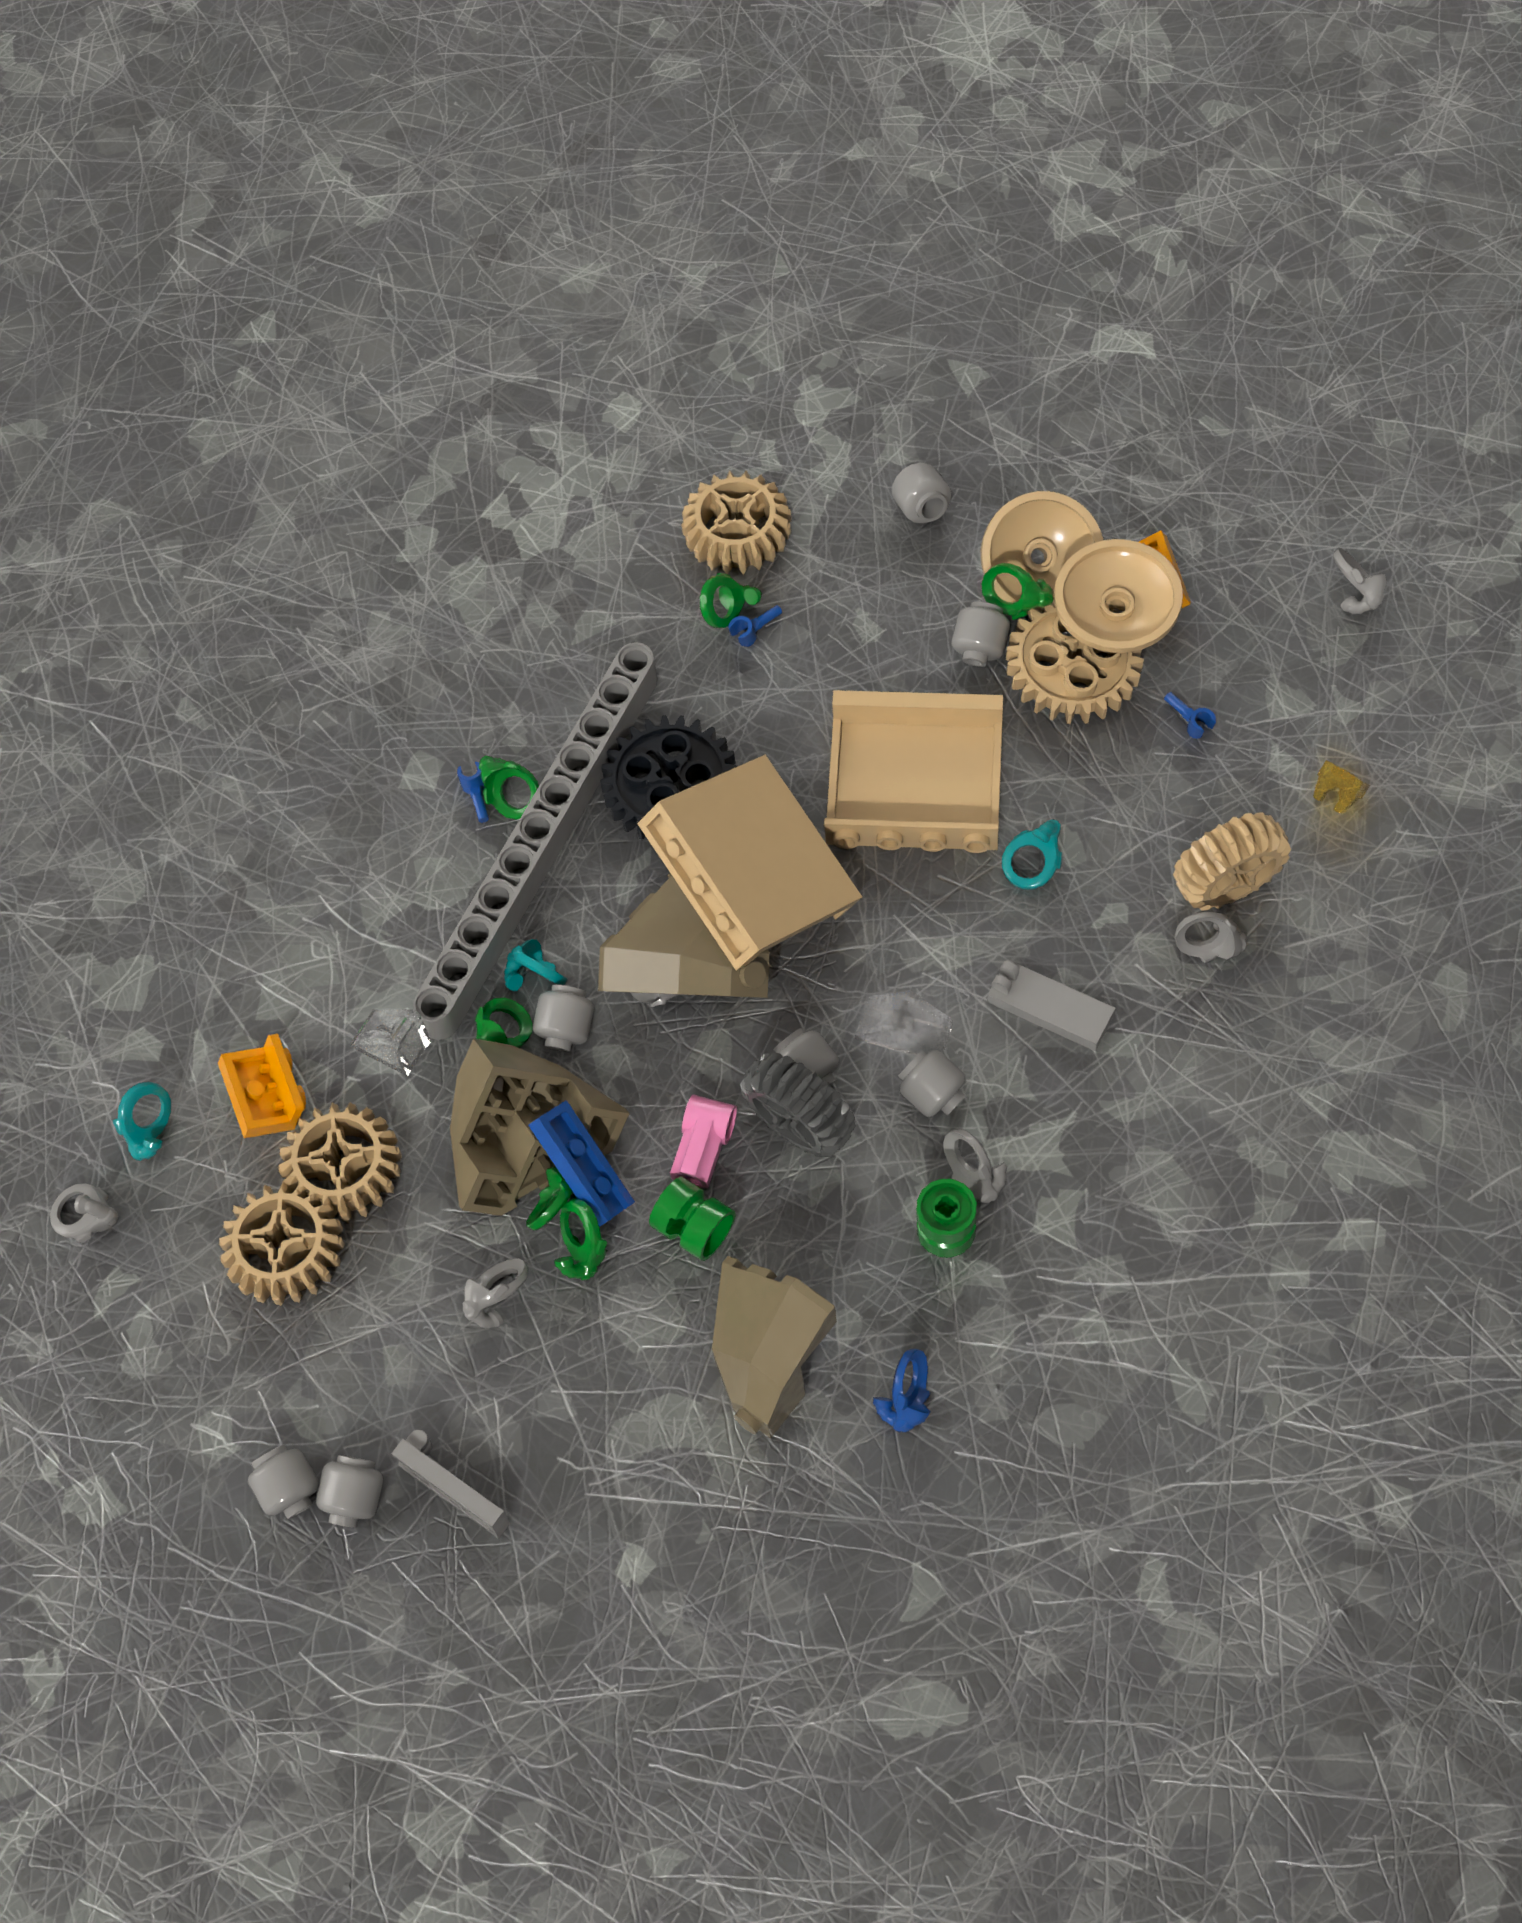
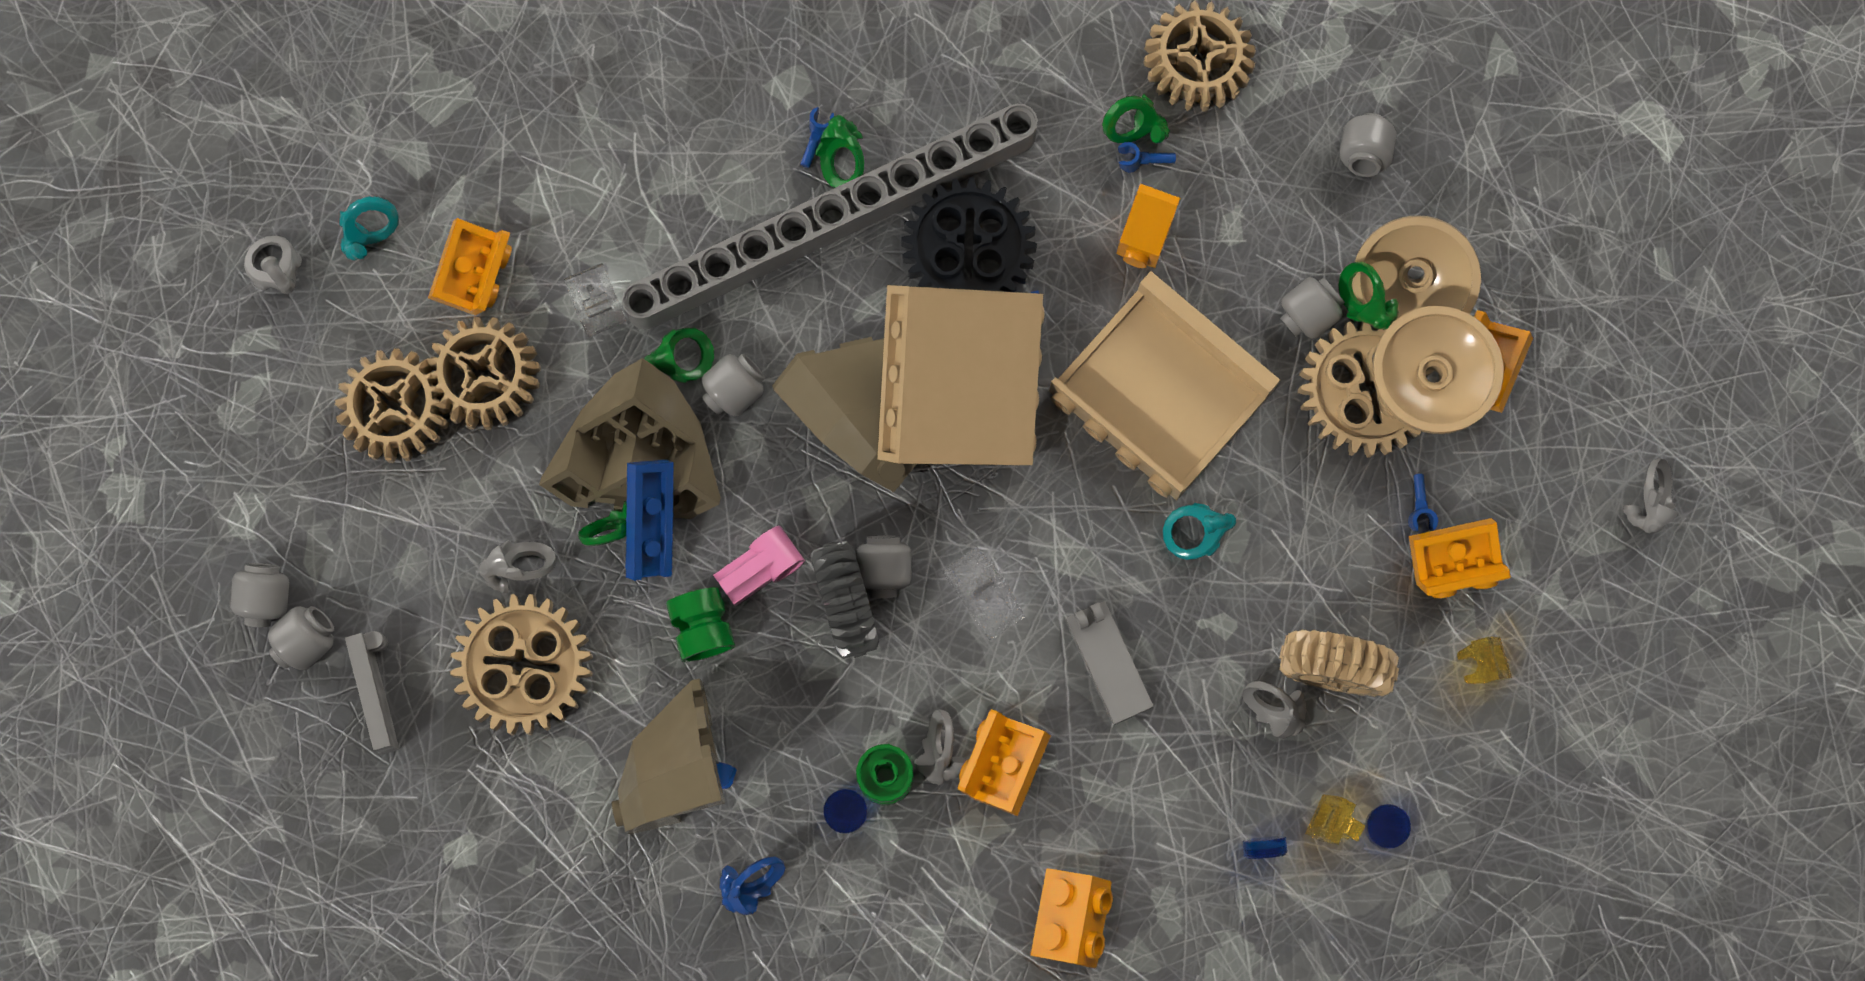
camera: 30 degrees right, 15 degrees up
(531, 956) = (748, 313): teal piece -> none
(584, 1400) = (528, 626): none -> tan gear
(587, 1255) = (608, 585): green piece -> none
(802, 661) = (1147, 227): none -> light orange slope
(932, 1083) = (963, 658): light grey head -> none
(936, 1278) = (845, 811): none -> clear blue tile
(1034, 1139) = (1003, 762): none -> light orange bracket
(1192, 1216) = (1072, 918): none -> light orange bracket
(1251, 728) = (1458, 558): none -> light orange bracket
(1296, 1045) = (1265, 847): none -> clear blue tile
(1332, 984) = (1334, 821): none -> clear yellow tile
(1376, 962) = (1387, 826): none -> clear blue tile

